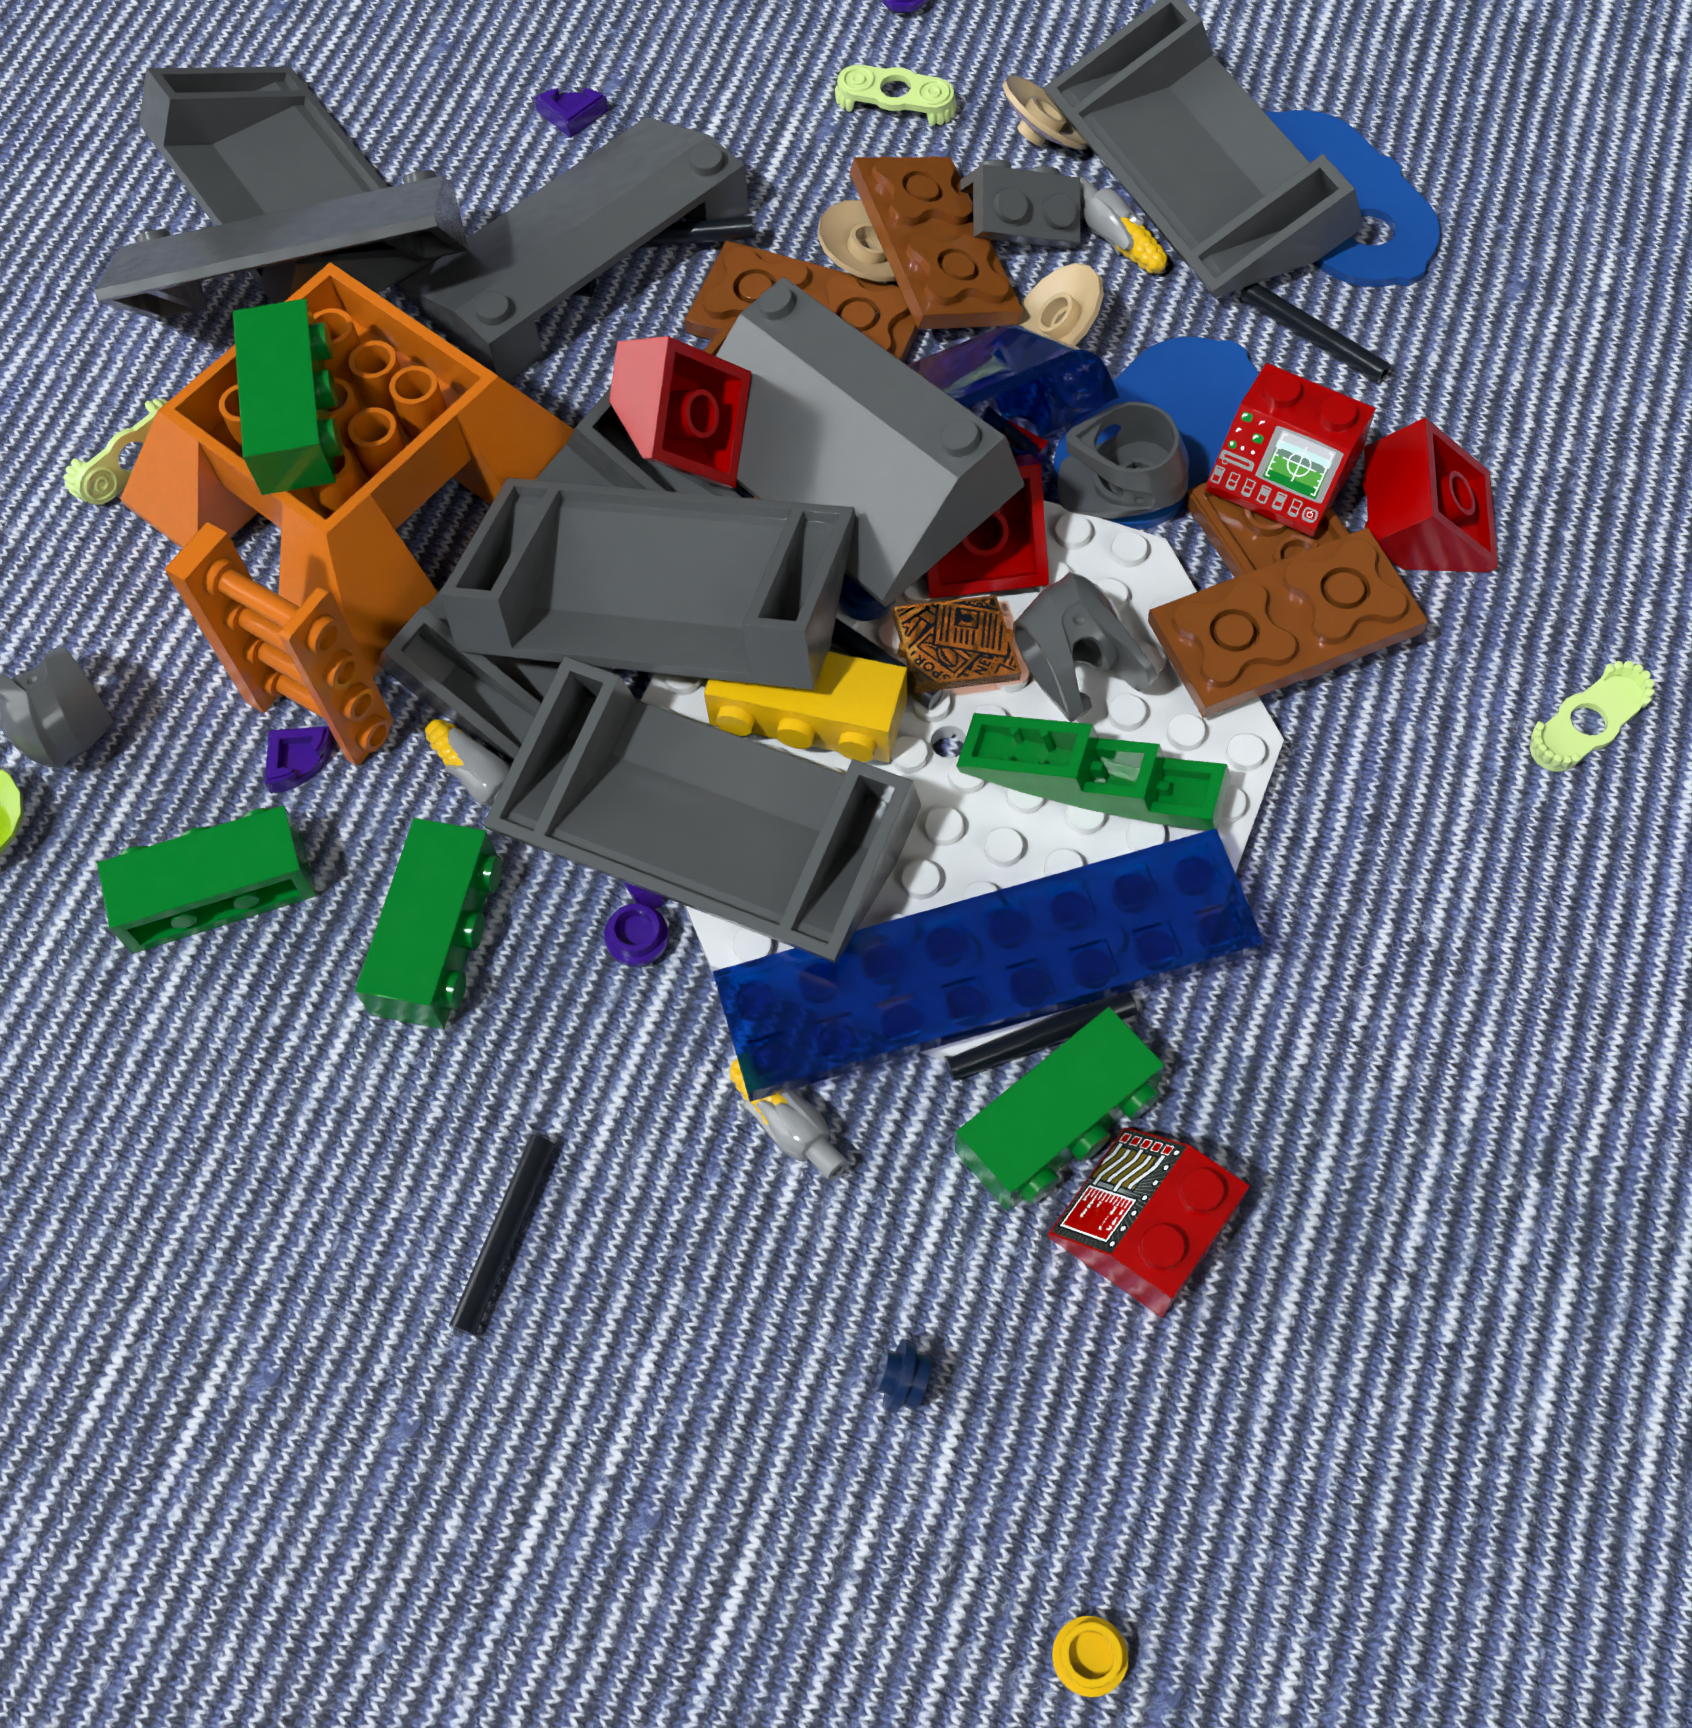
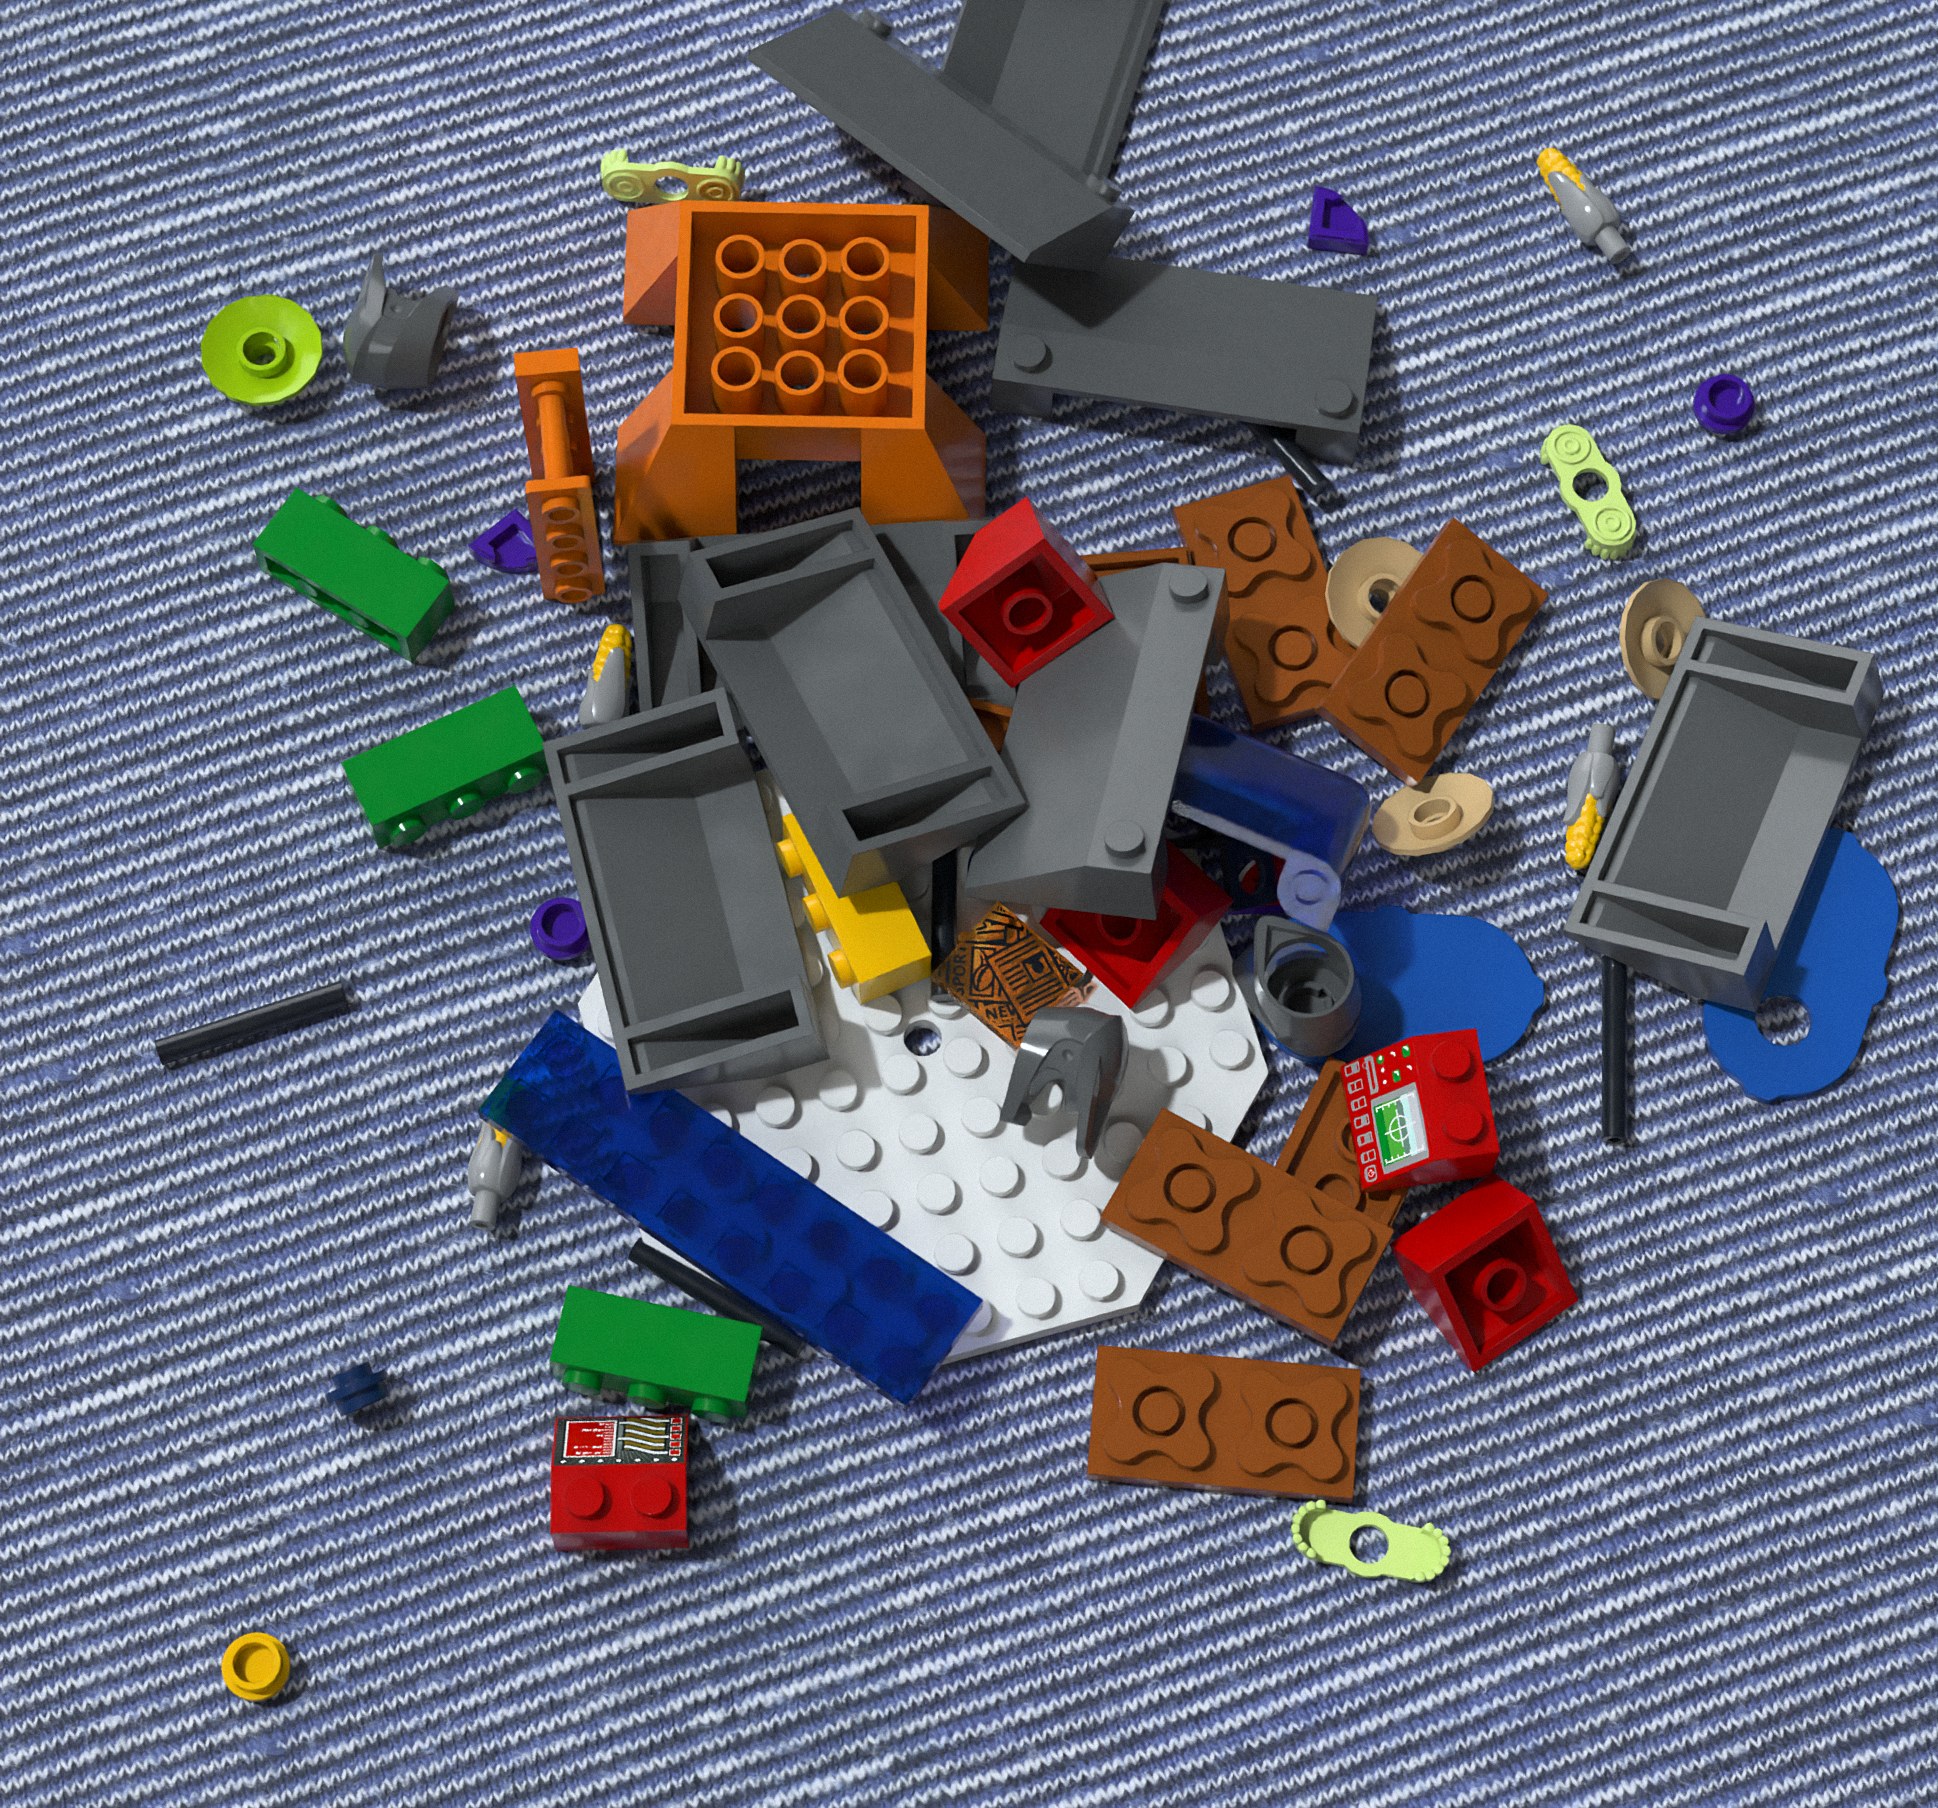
camera: 45 degrees right, 5 degrees up
(286, 396) = (758, 291): green brick -> none
(1024, 204) = (1529, 700): dark grey bracket -> none
(1094, 773) = (969, 1170): green slope -> none
(1420, 752) = (1224, 1424): none -> dark orange piece

